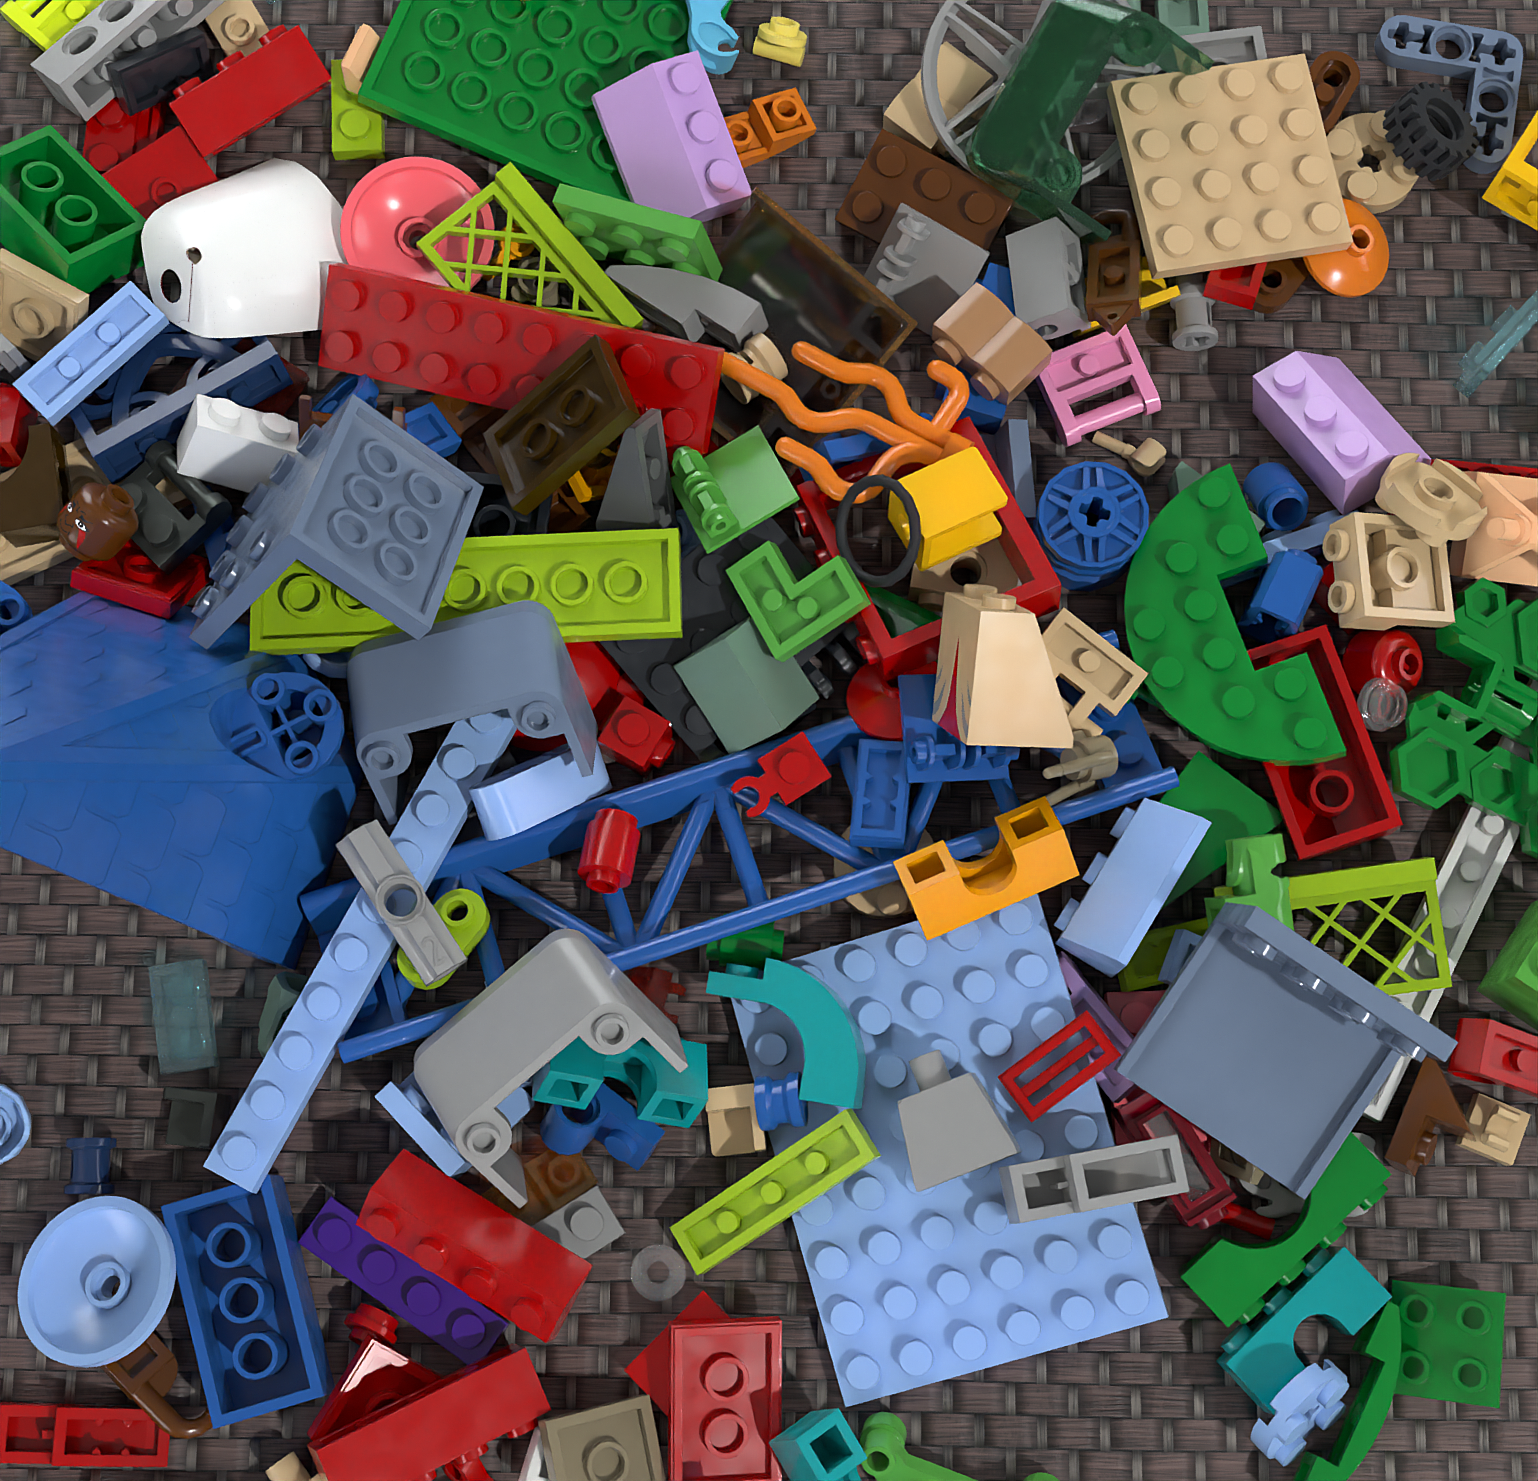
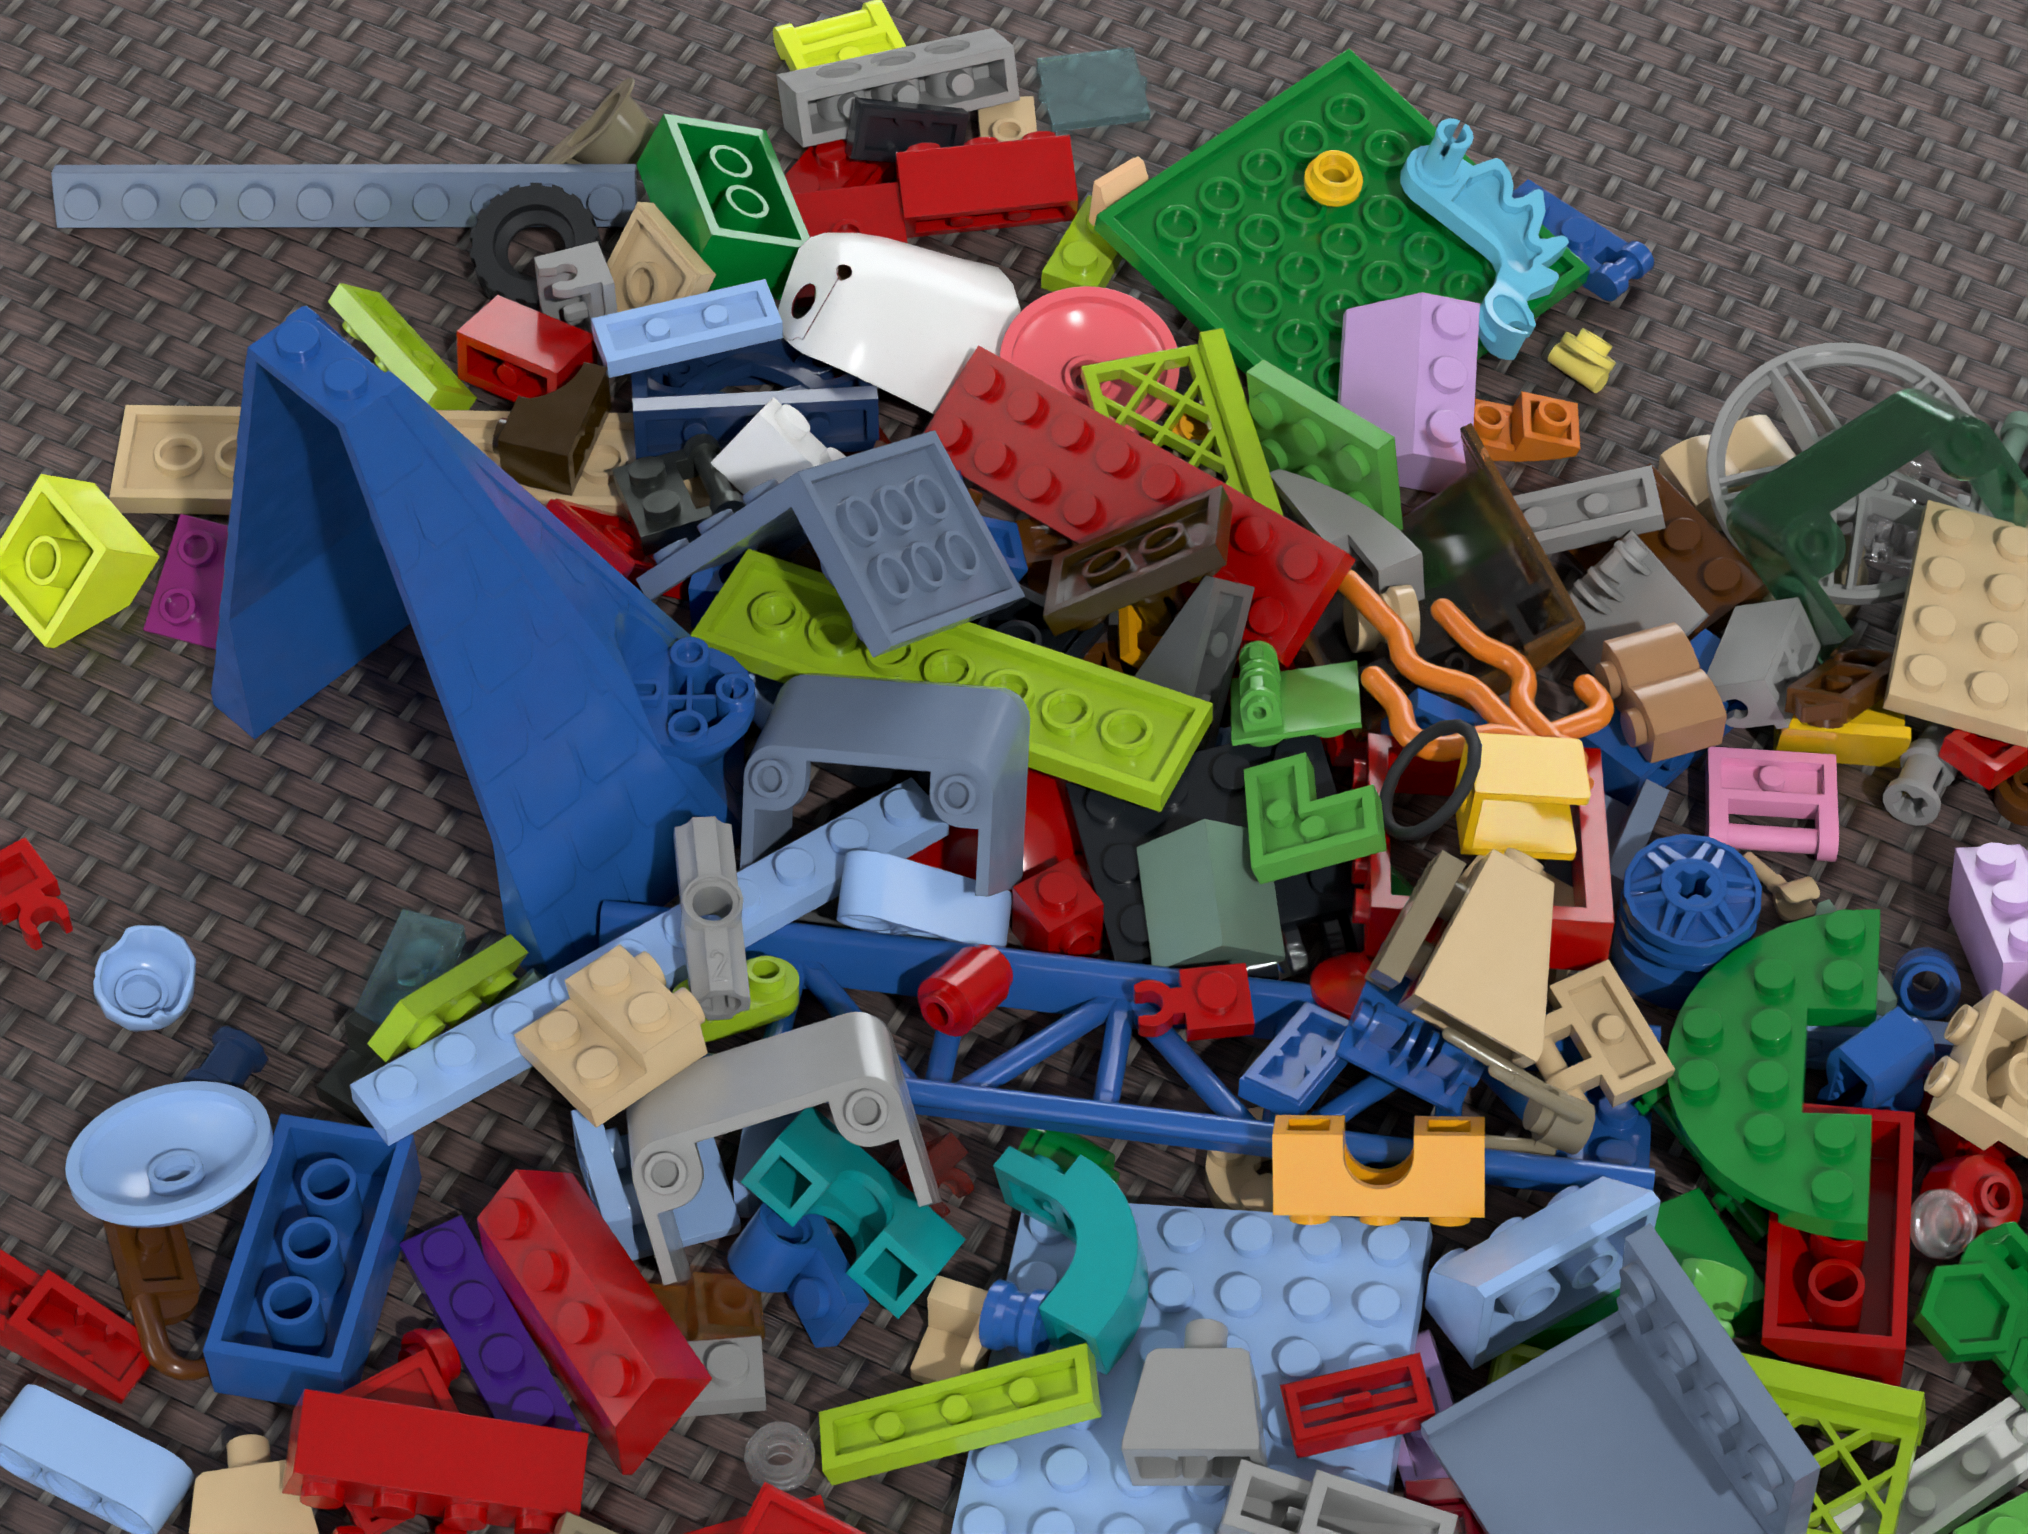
camera: 25 degrees right, 25 degrees down
(97, 522) = (603, 468): reddish brown head -> none
(233, 1043) = (449, 999): none -> lime plate
(382, 1040) = (615, 1035): none -> tan plate
(859, 198) = (1593, 510): none -> light grey plate
(929, 659) = (1405, 949): none -> dark tan plate

